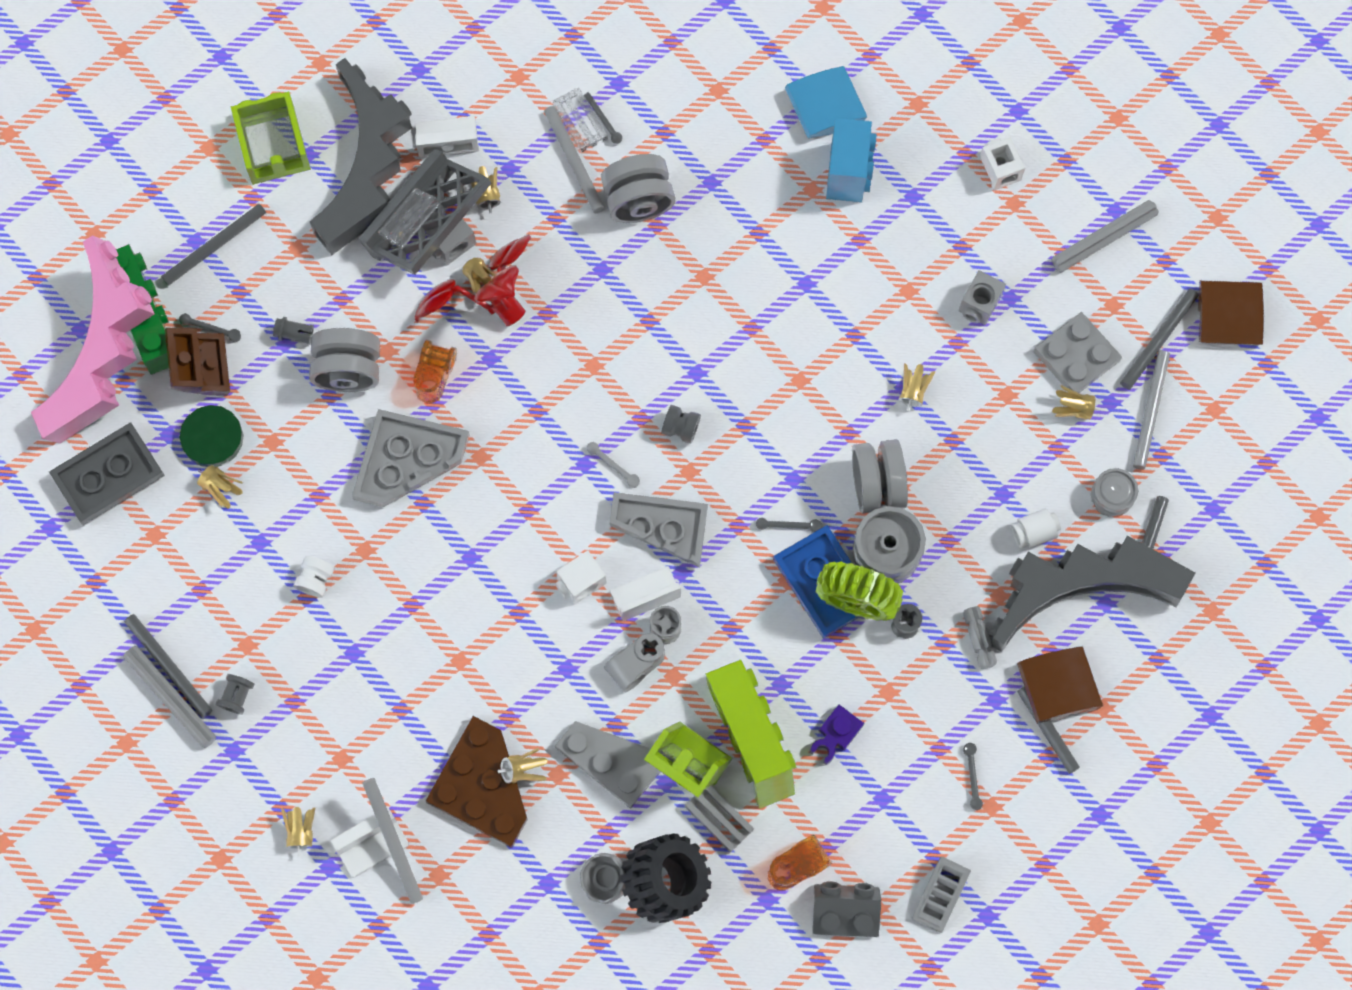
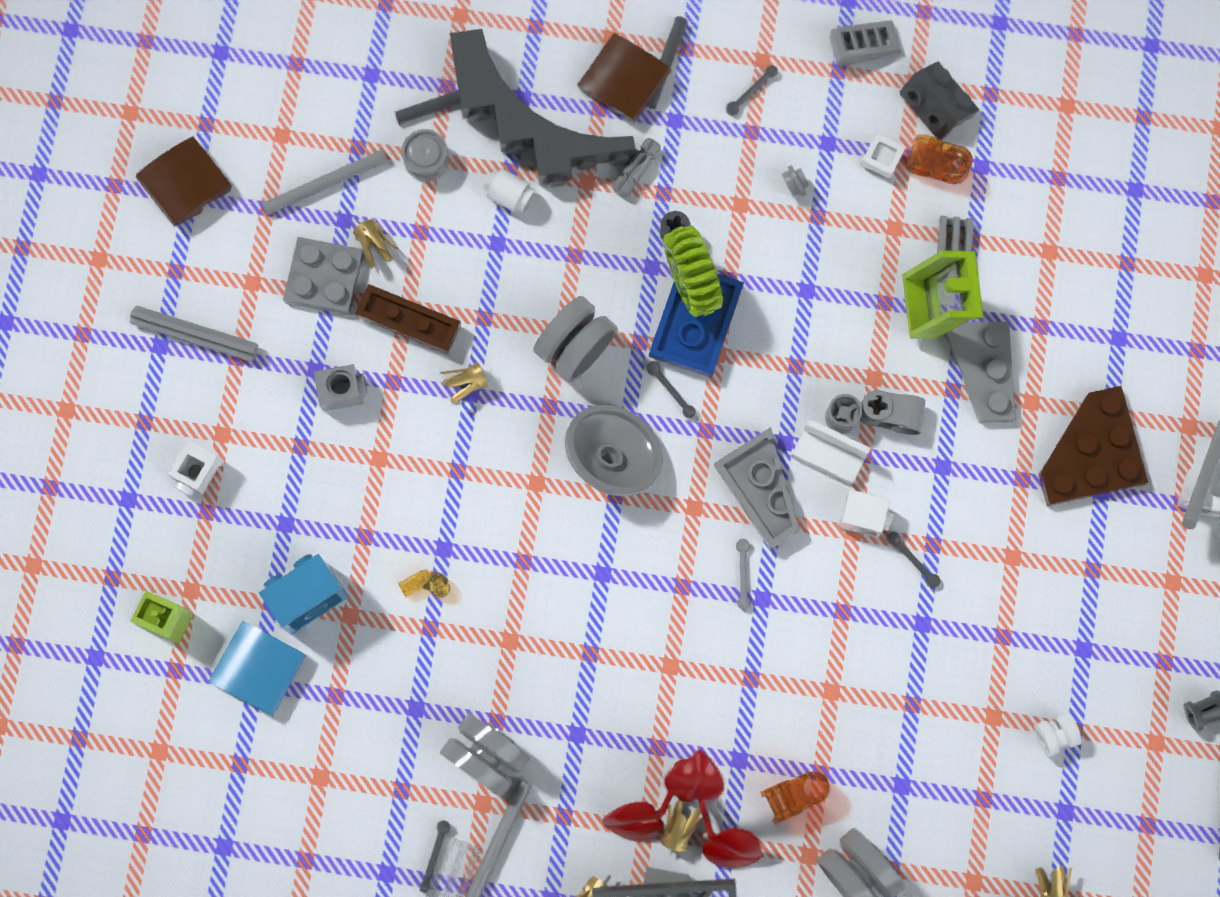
camera: 130 degrees left, 5 degrees up
(405, 456) = (890, 751): light grey plate -> none
(493, 588) = (932, 580): none -> dark grey hinge
(515, 765) = (1066, 428): pearl gold piece -> none
(602, 878) = (1082, 291): light grey hair -> none
(645, 882) = (1052, 258): black tyre -> none
(680, 423) = (663, 543): dark grey wheel -> none
(752, 732) = (871, 274): lime wedge -> none
(780, 459) = (621, 440): none -> light grey dish
(791, 253) = (426, 580): none -> clear yellow arm
(837, 826) = (883, 155): none -> white plate
(839, 731) = (805, 215): dark purple plate -> none
(871, 742) = (795, 181): none -> light grey plate
(892, 527) = (644, 283): light grey wheel -> none
(911, 68) = (162, 617): none -> lime slope
(995, 383) = (408, 319): none -> reddish brown plate
(1159, 339) = (254, 221): dark grey bar -> none

